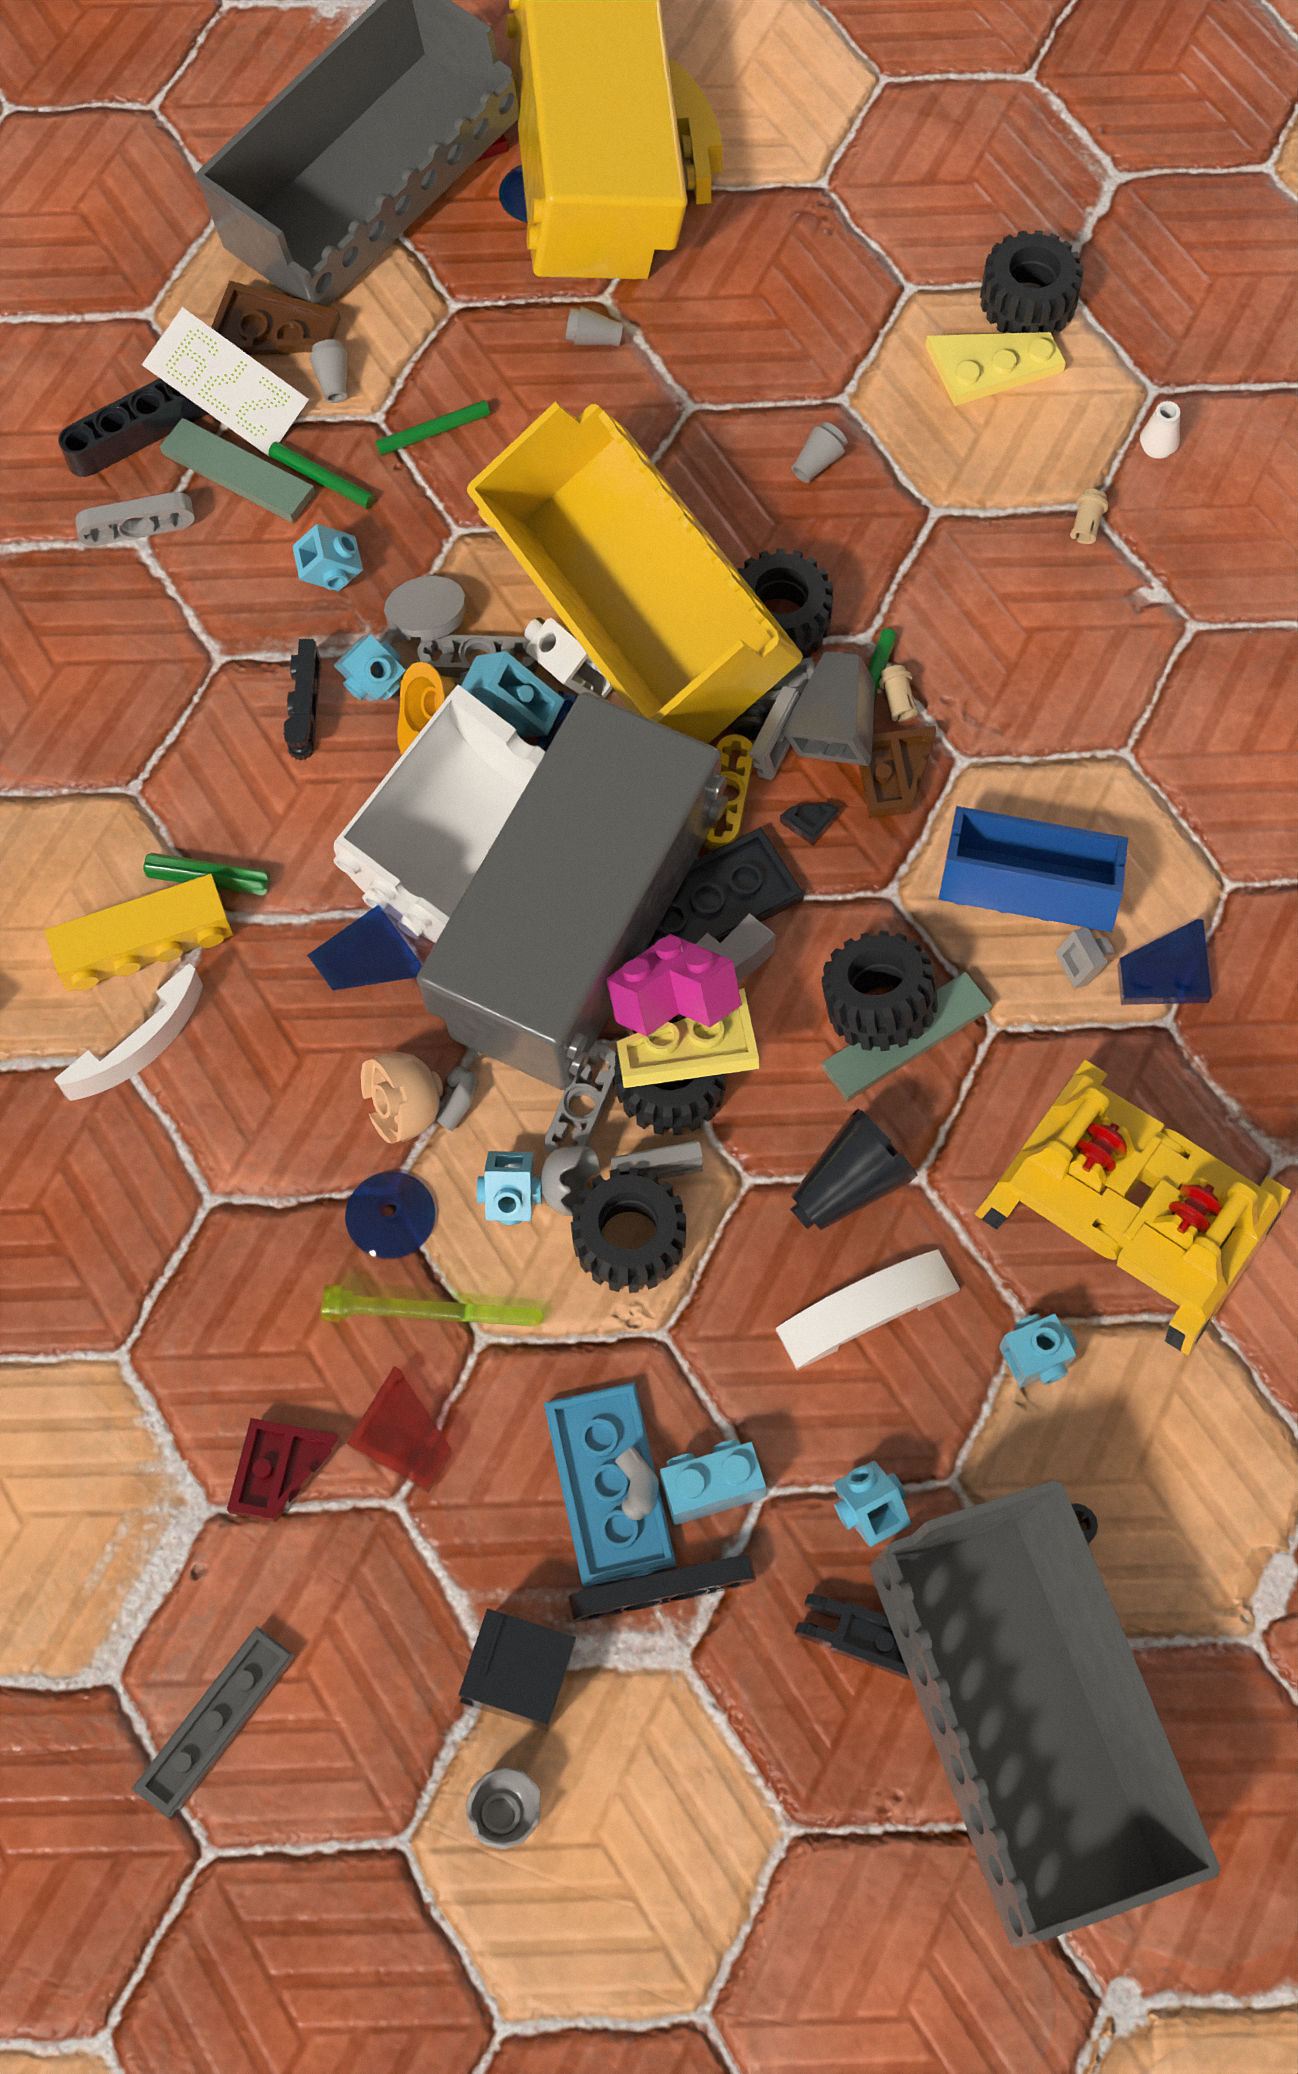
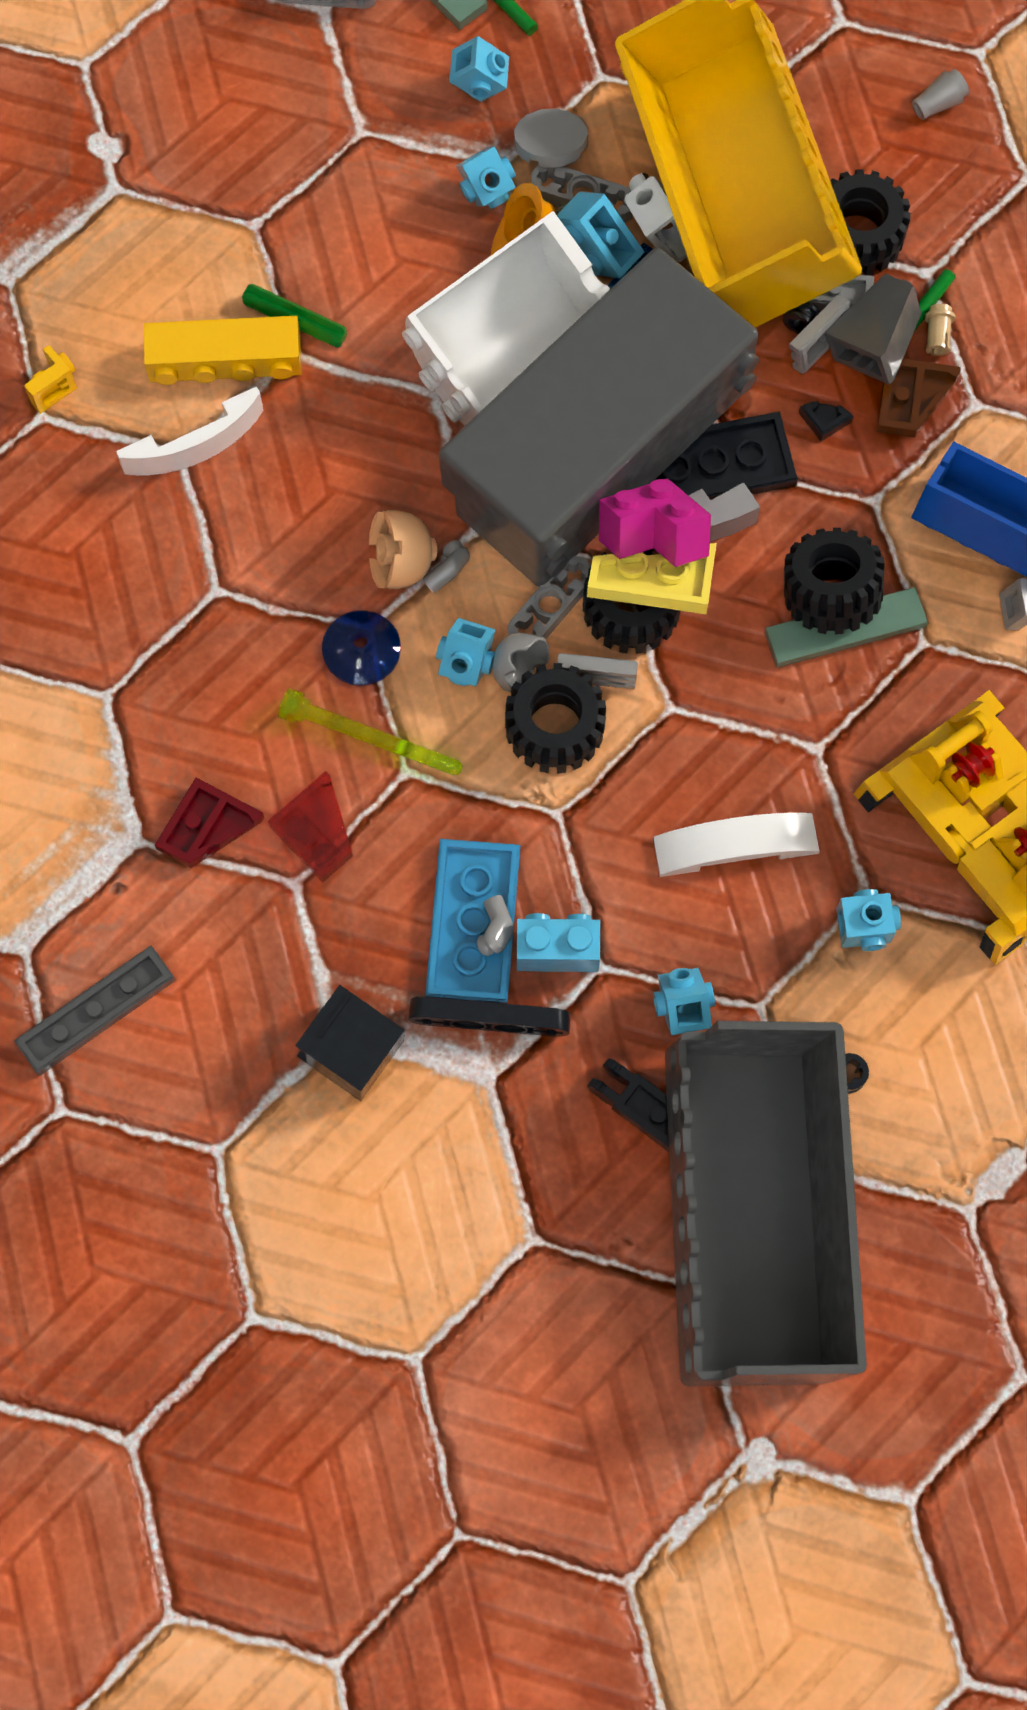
camera: 15 degrees right, 5 degrees up
(303, 703) = (420, 190): black hinge -> none
(366, 954) = (406, 422): clear blue wing -> none
(503, 1808) = (305, 1147): light grey hair -> none
(741, 779) = (776, 366): yellow beam -> none
(850, 1174) = (757, 727): black cone -> none

